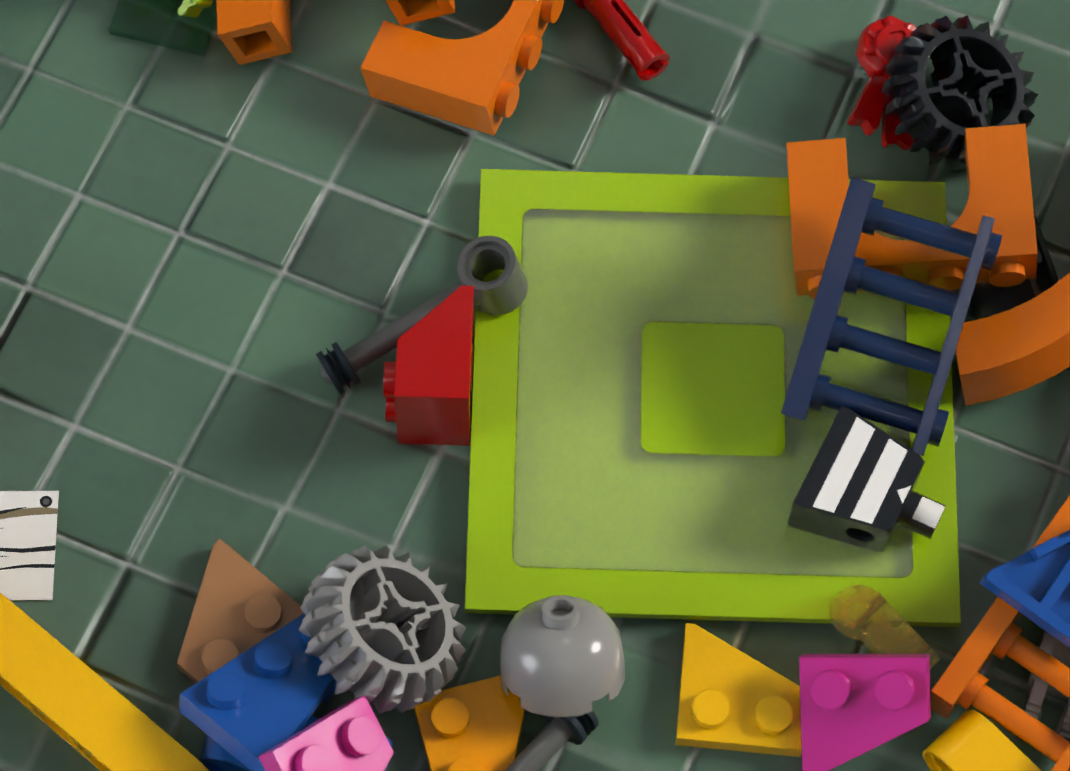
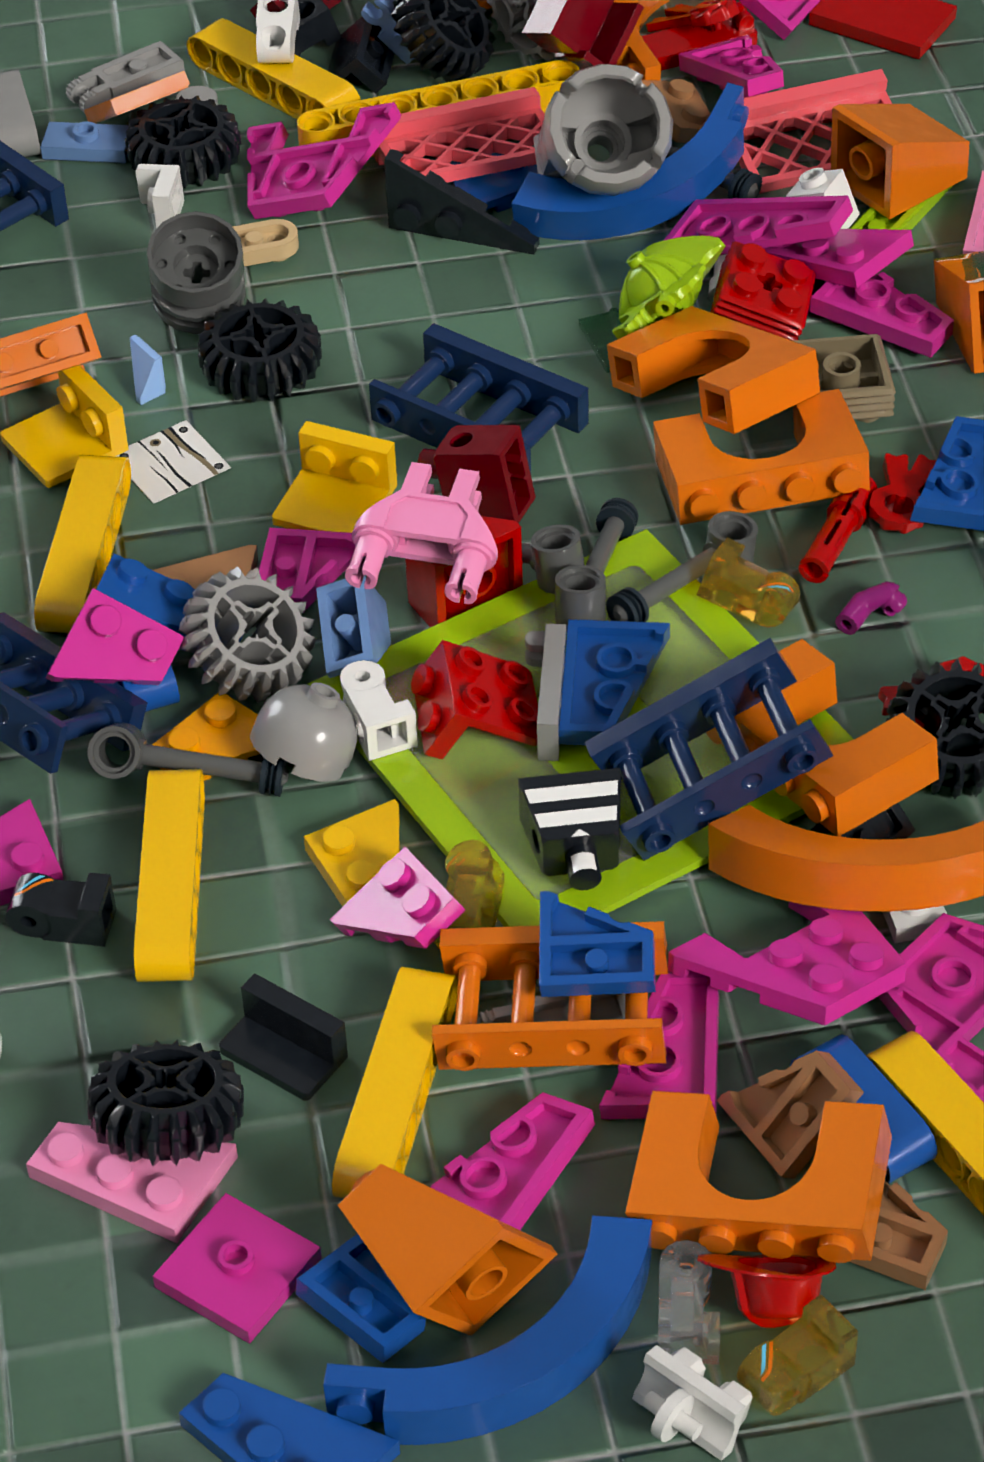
camera: 60 degrees right, 20 degrees down
(187, 148) = (481, 370): none -> dark blue fence
(200, 413) = (338, 479): none -> yellow bracket
(284, 515) = (305, 559): none -> dark pink wing
(295, 265) = (501, 463): none -> dark red torso
(439, 373) = (426, 529): none -> bright pink connector
(448, 526) = (352, 625): none -> medium blue slope
(454, 189) = (582, 588): none -> dark grey piece
(547, 569) = (381, 723): none -> white leg
(601, 256) = (634, 605): none -> dark grey piece
(628, 476) = (474, 690): none -> red bracket
(641, 137) = (747, 587): none -> clear yellow leg
(665, 394) = (547, 651): none -> light grey hinge
(674, 338) = (605, 673): none -> blue wing
(719, 49) = (866, 601): none -> magenta arm

